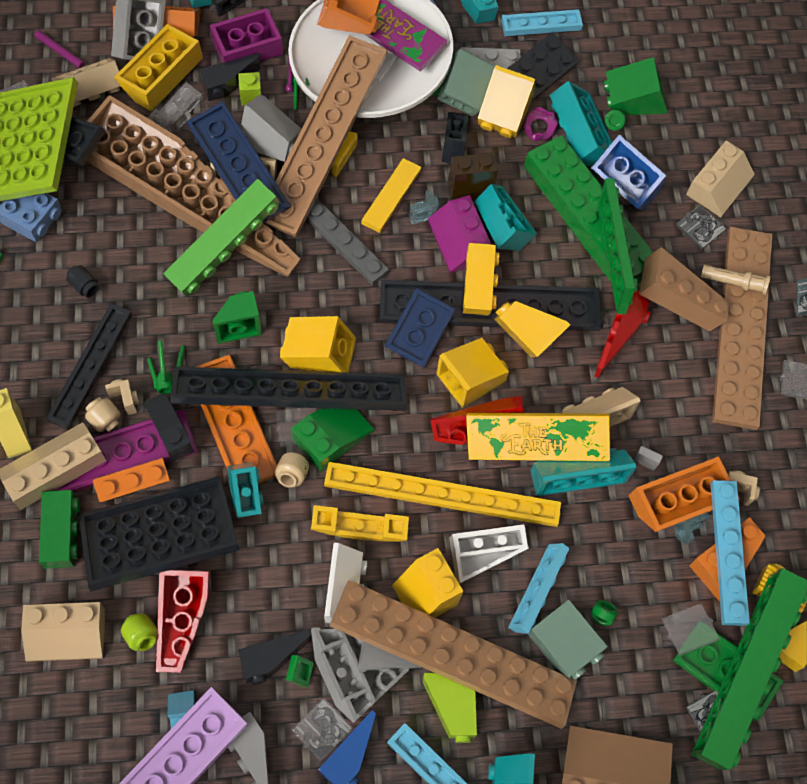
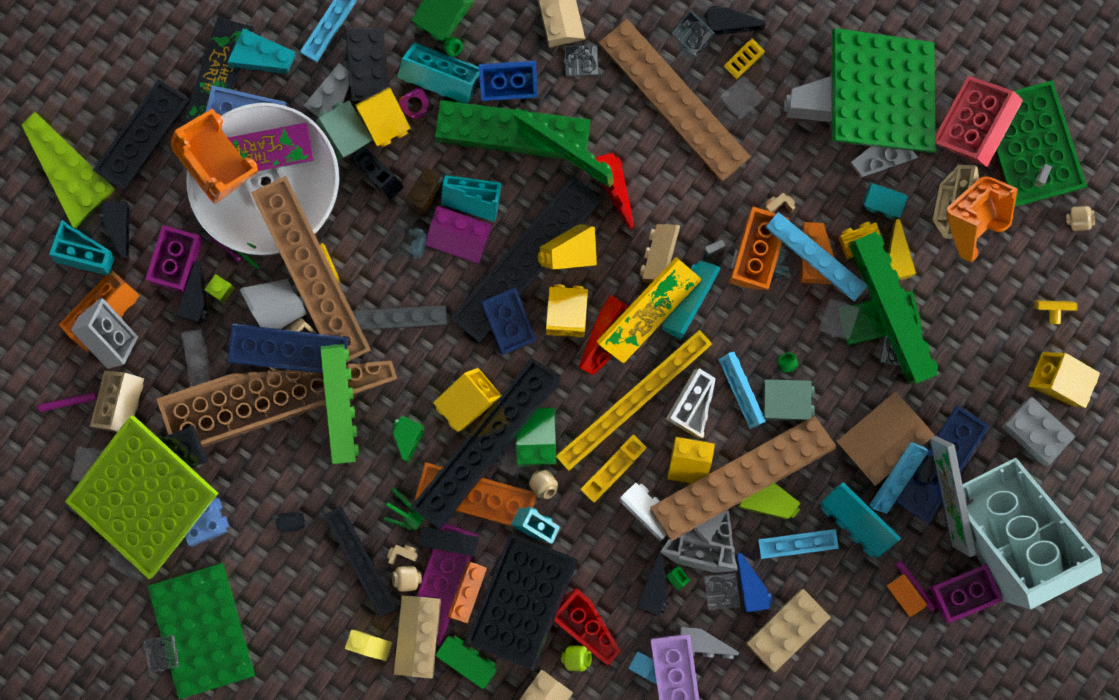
camera: 45 degrees left, 15 degrees up
(159, 66) = (148, 341): yellow slope -> none
(391, 195) = (387, 256): yellow tile -> none
(480, 279) = (509, 253): yellow brick -> none
(681, 291) = (623, 126): medium nougat wedge -> none
(746, 281) = (649, 72): tan pin -> none

